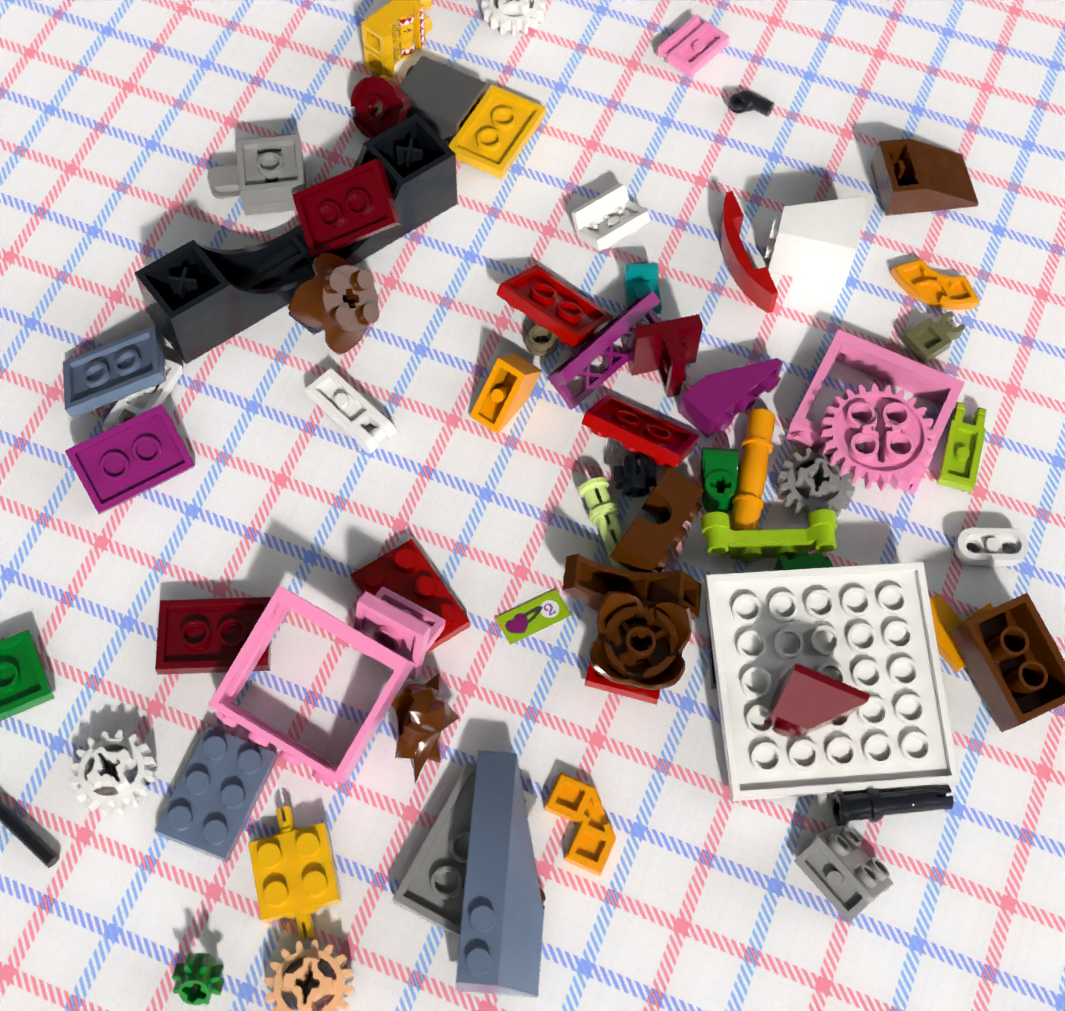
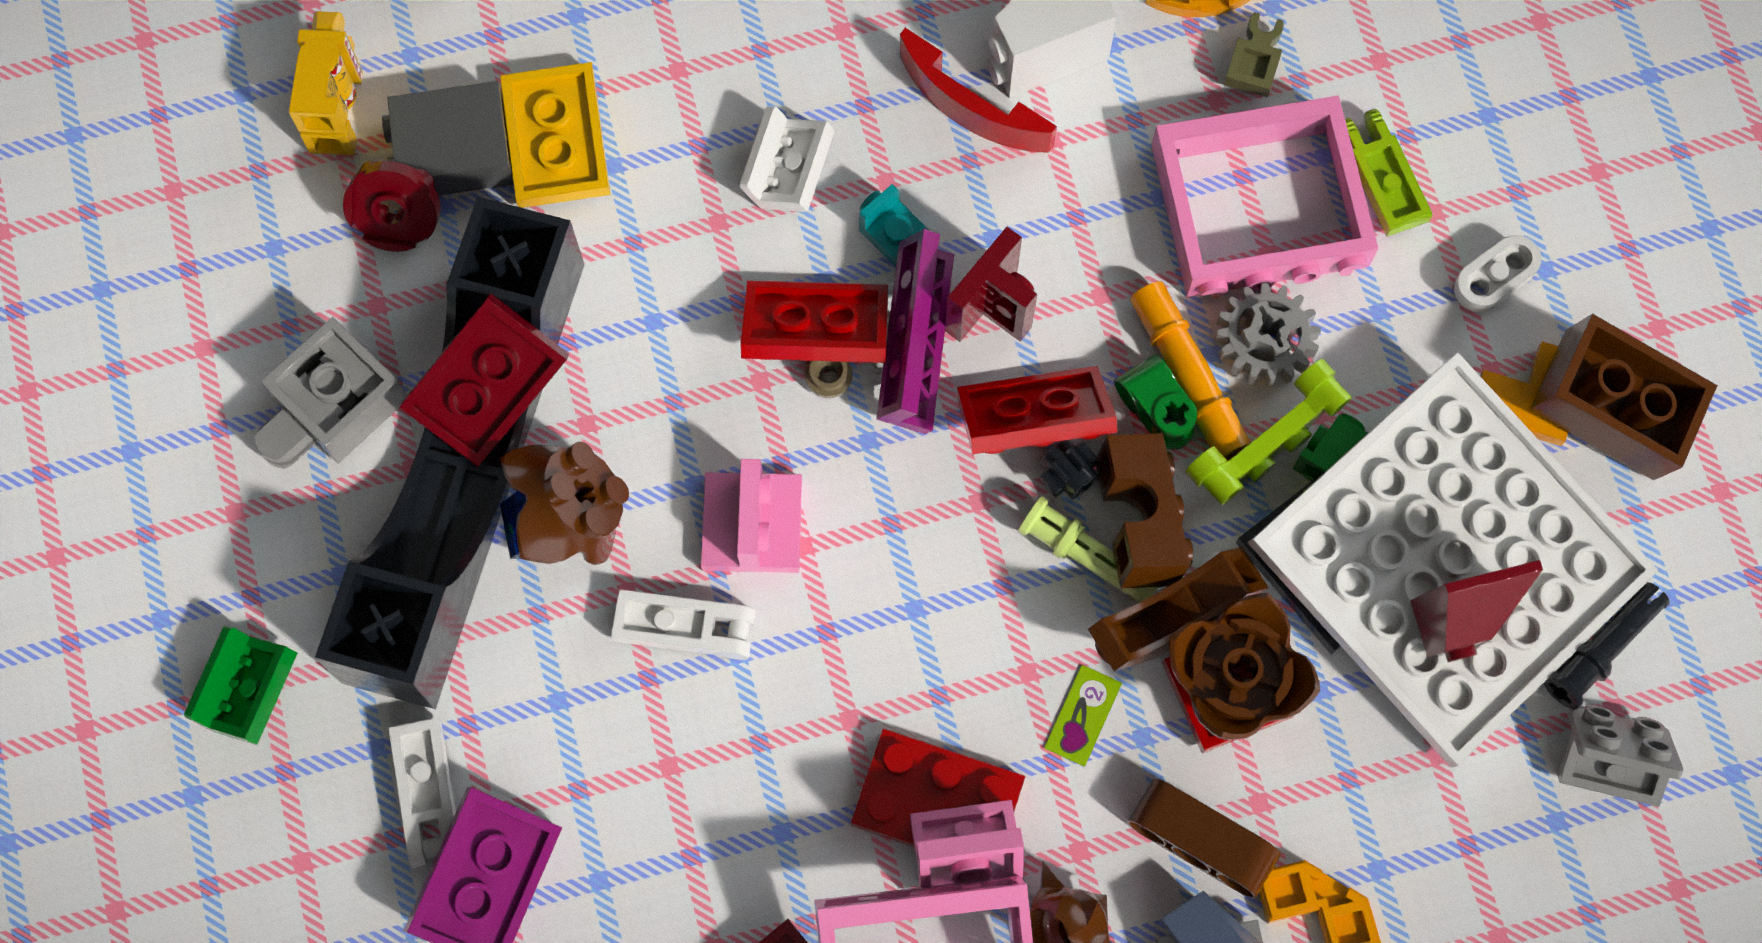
camera: 35 degrees left, 10 degrees up
(98, 281) = (240, 685): none -> green bracket
(113, 371) = (367, 787): sand blue plate -> none
(435, 385) = (751, 521): none -> bright pink bracket
(505, 391) = (843, 471): light orange slope -> none
(543, 728) = (1204, 838): none -> reddish brown beam
(722, 395) = (1086, 299): magenta slope -> none
(909, 436) = (1337, 212): bright pink gear -> none

